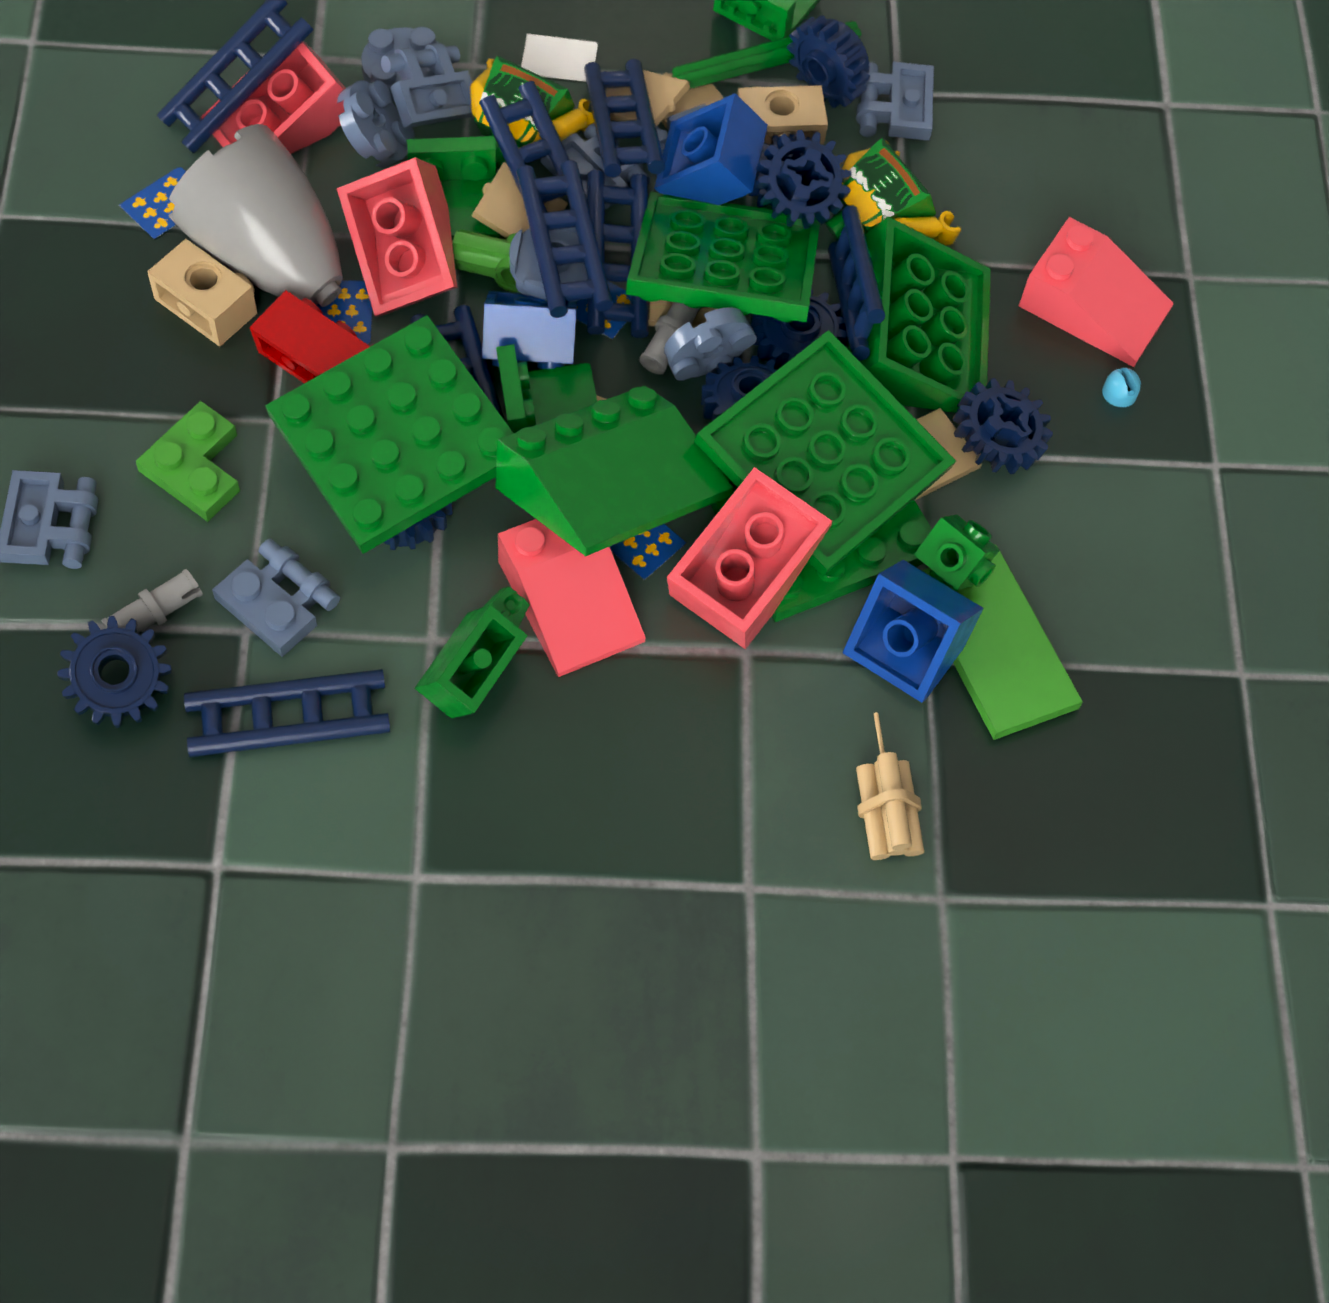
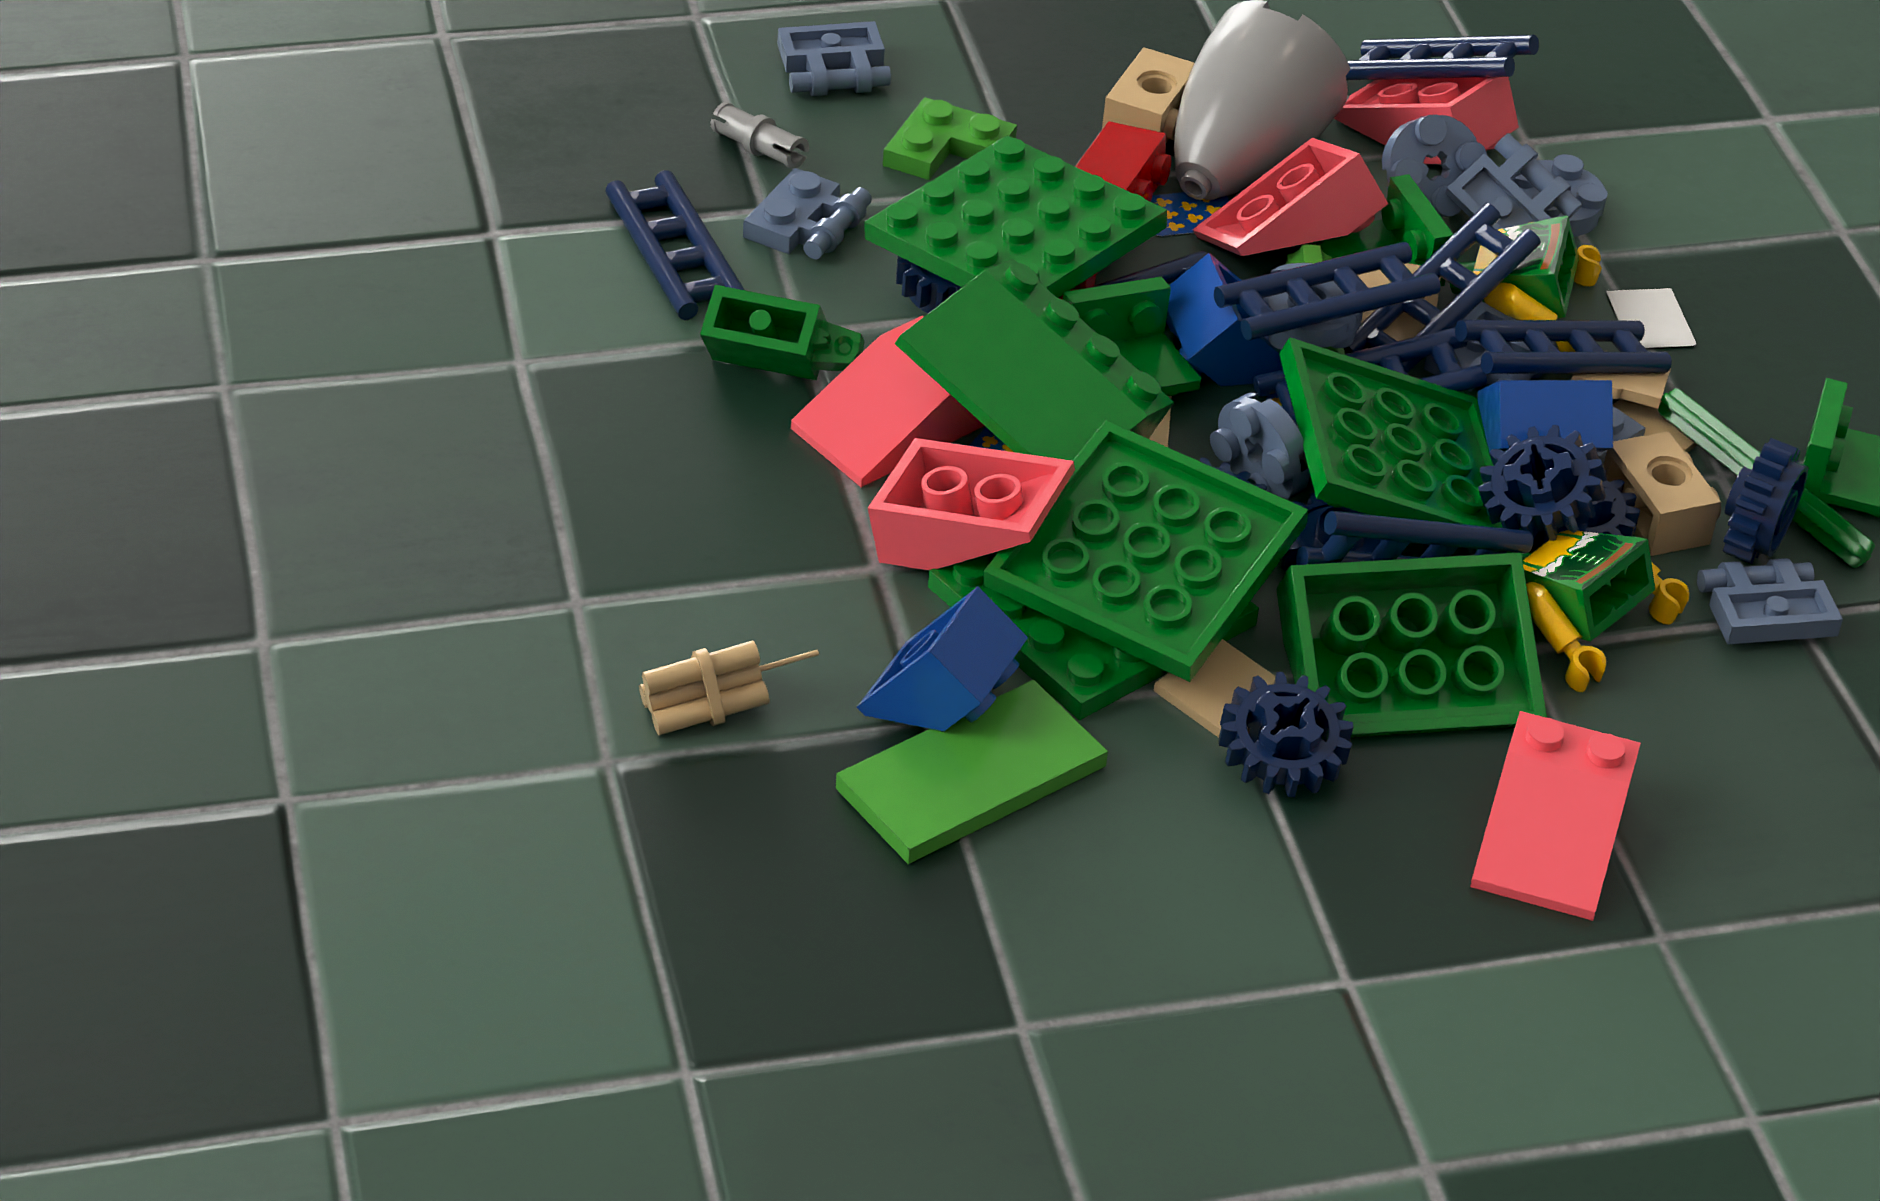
camera: 80 degrees right, 20 degrees down
(106, 646) = (671, 114): dark blue gear -> none
(958, 552) = (1057, 682): green brick -> none
(1116, 390) = (1428, 871): medium azure hinge -> none

